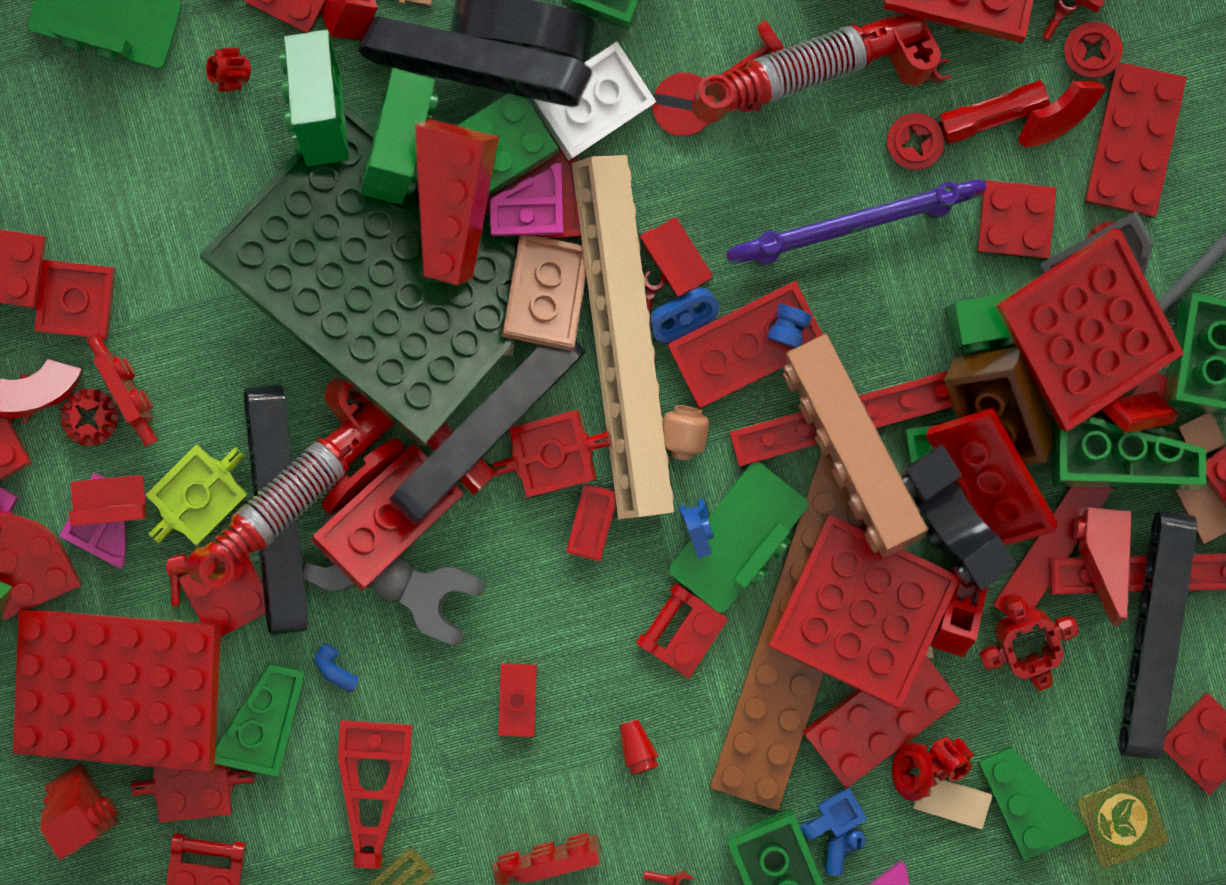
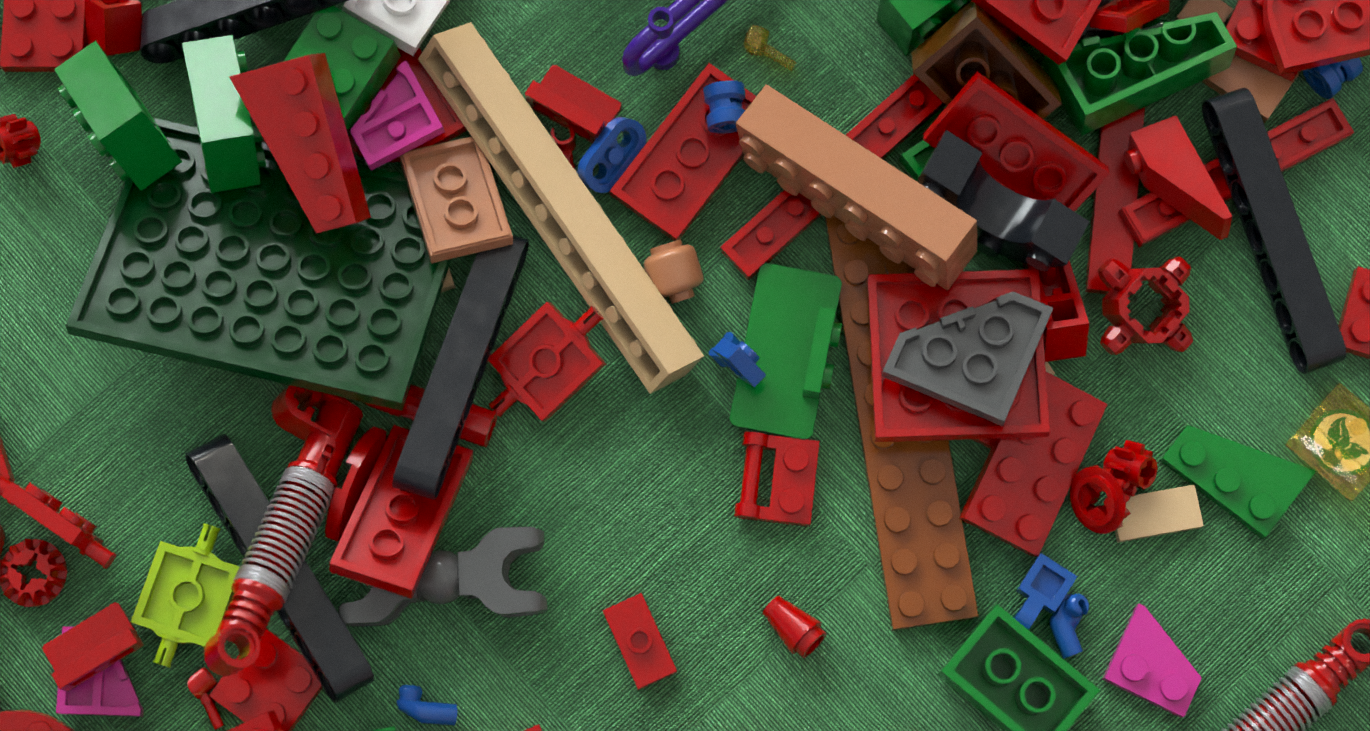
camera: 25 degrees left, 10 degrees down
(592, 522) = (624, 413): red plate -> none
(841, 280) = (756, 44): none -> clear yellow hand
(874, 622) = (972, 355): none -> dark grey plate

